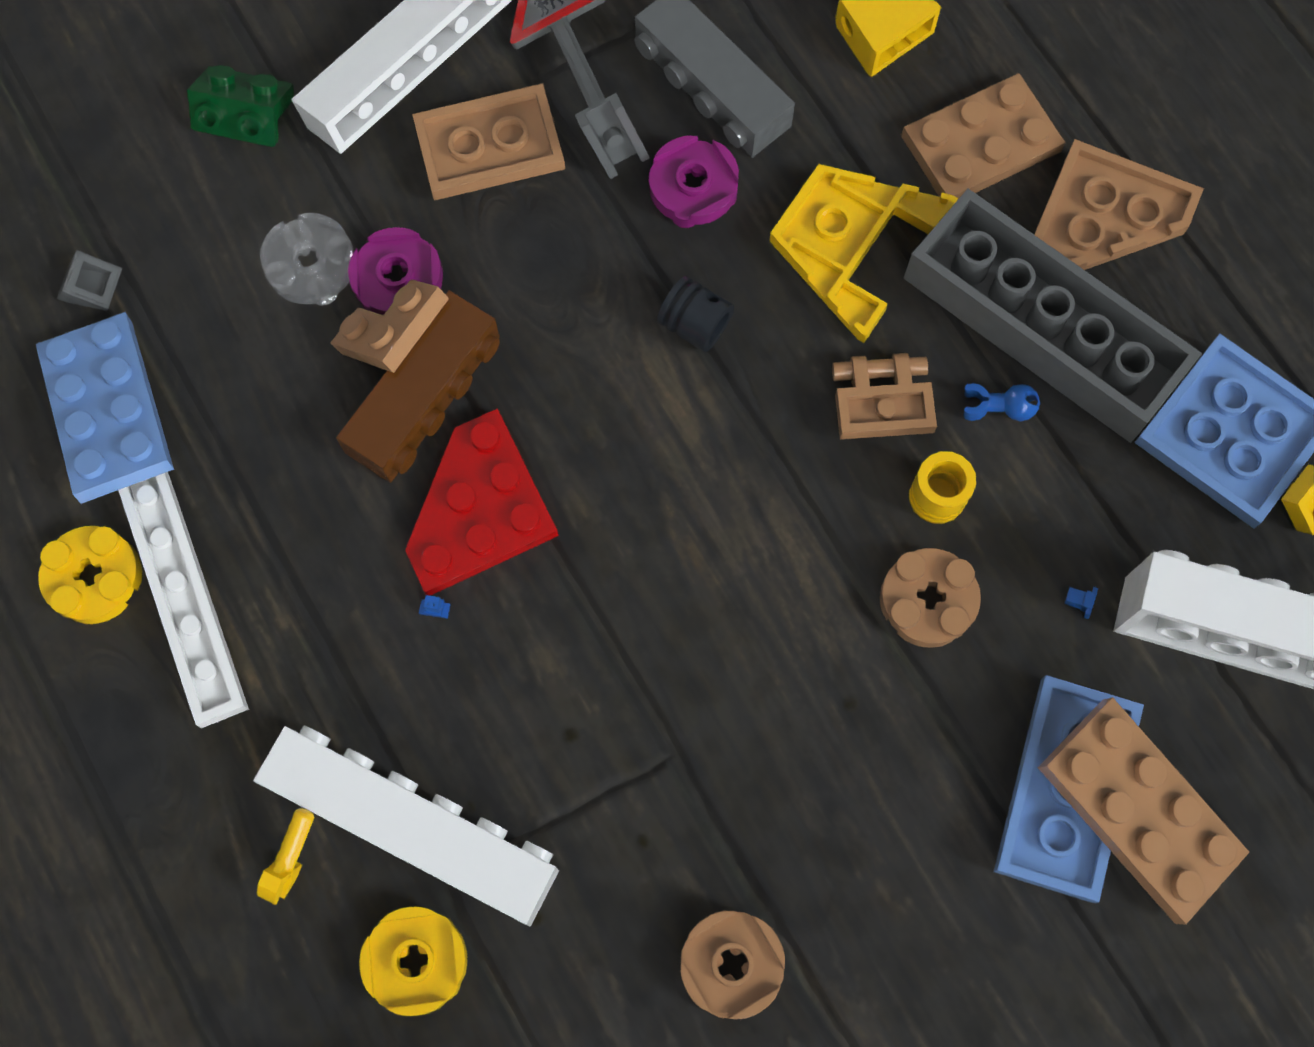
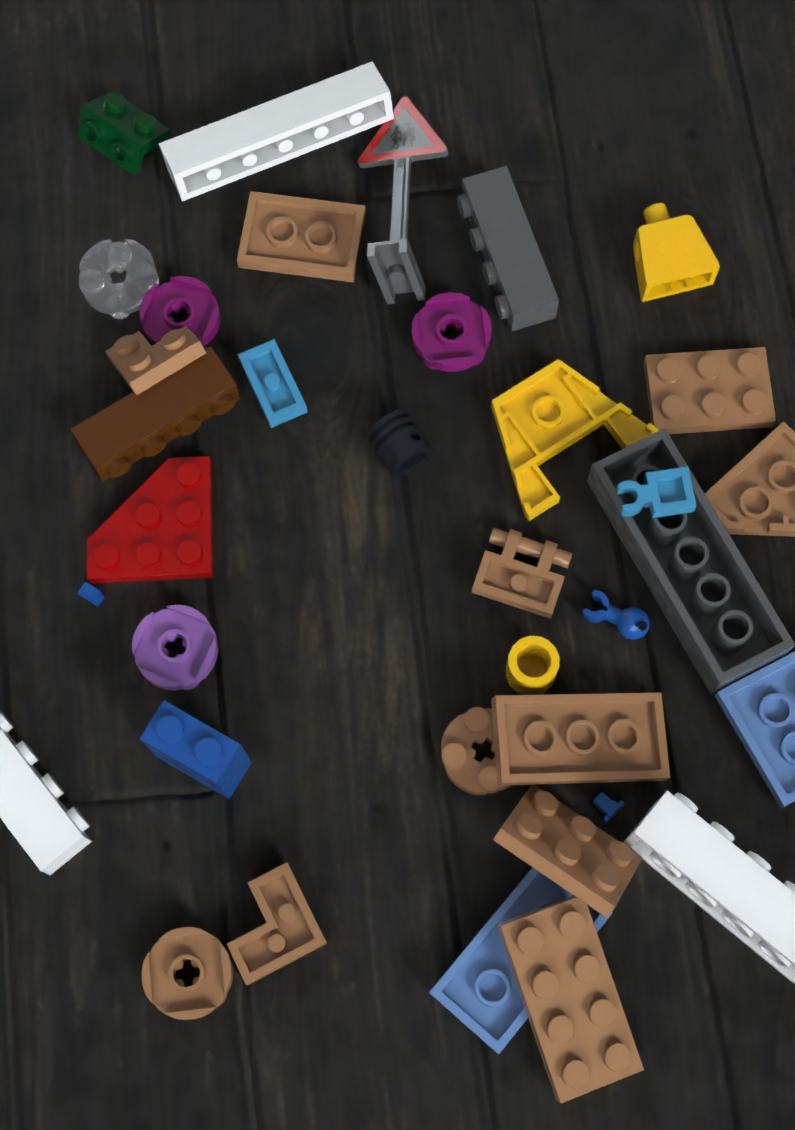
camera: 25 degrees right, 0 degrees up
(529, 305) = (272, 383): none -> dark azure plate
(535, 605) = (185, 669): none -> medium lavender plate
(637, 720) = (196, 749): none -> blue brick
(818, 868) = (289, 928): none -> medium nougat plate
(1000, 251) = (664, 491): none -> dark azure plate
(1026, 541) = (579, 738): none -> medium nougat plate
(1072, 659) = (569, 850): none -> medium nougat plate

